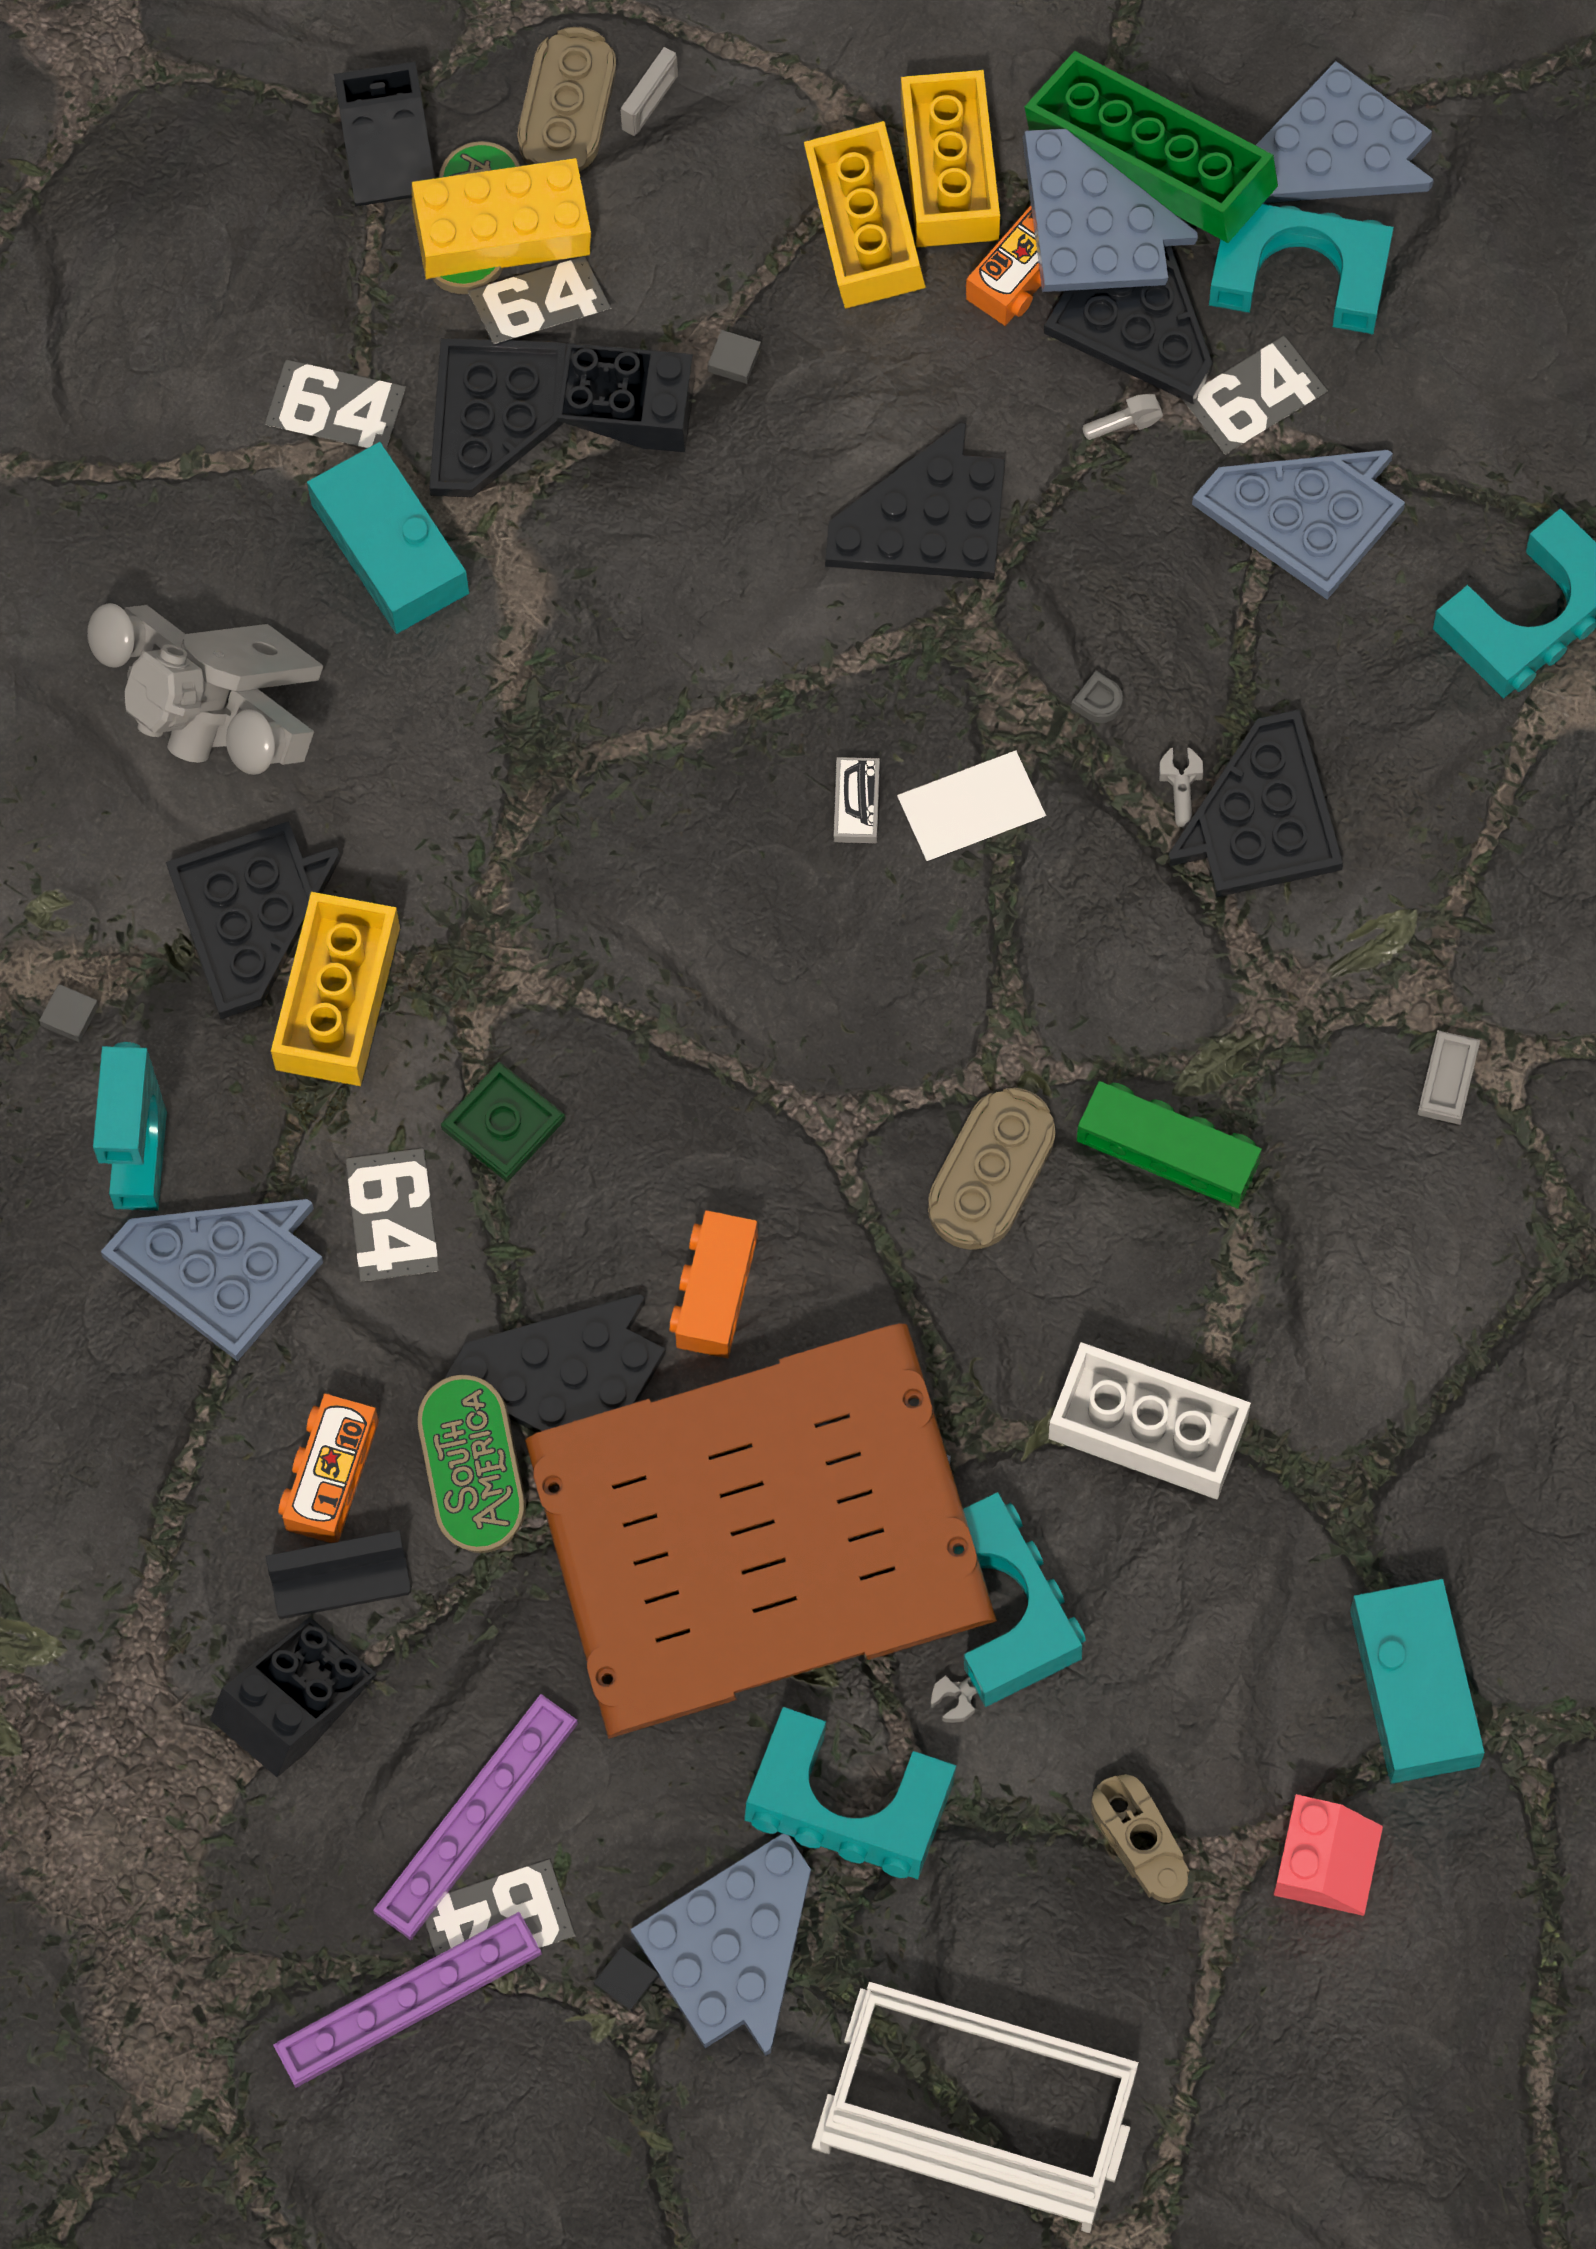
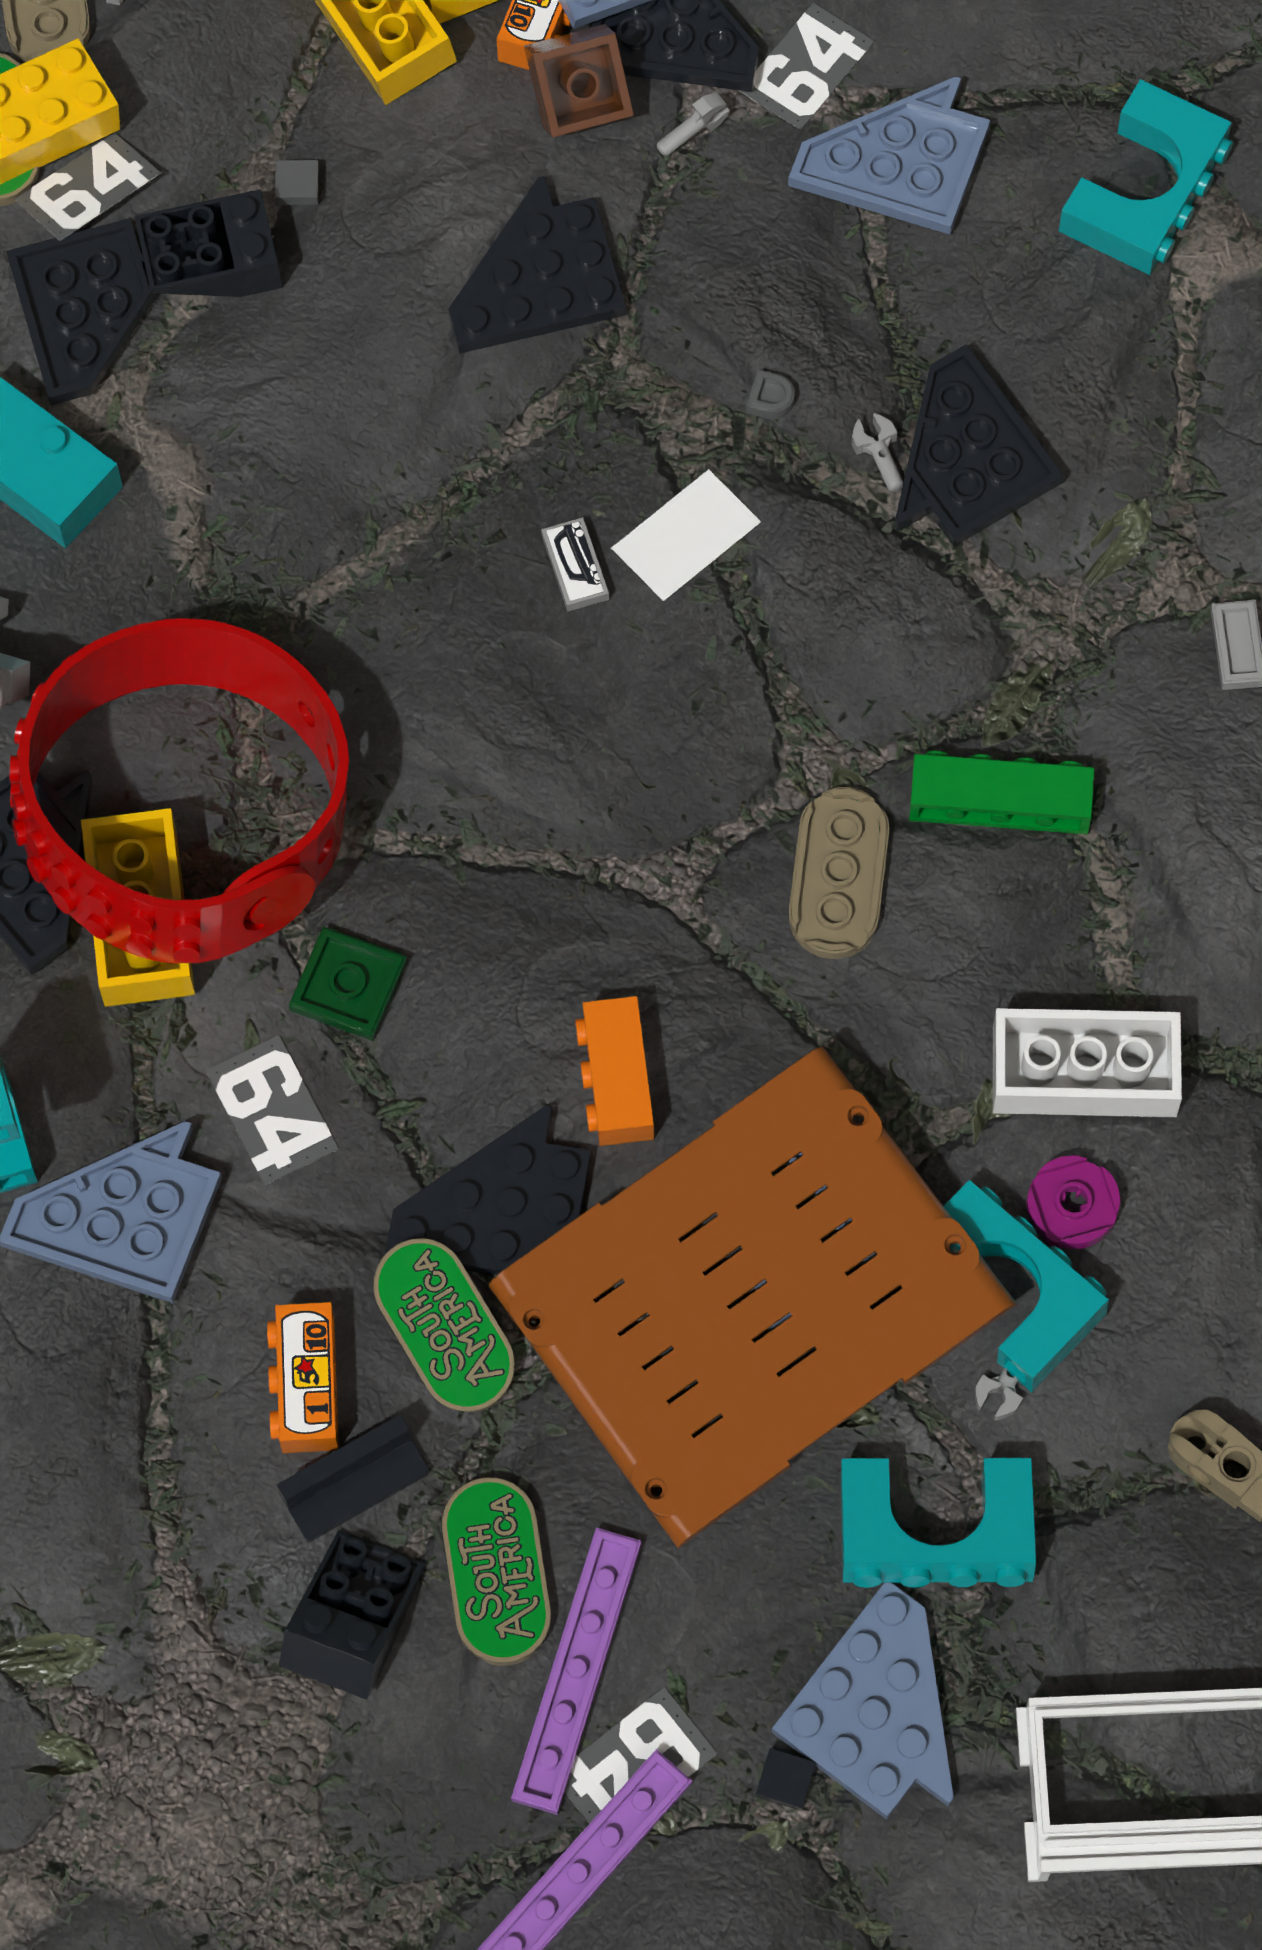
camera: 20 degrees left, 0 degrees up
(436, 1702) = (496, 1571): none -> tile
(445, 1016) = (157, 656): none -> red piece
(1027, 343) = (578, 80): none -> reddish brown brick
(1072, 1527) = (1049, 1191): none -> magenta plate

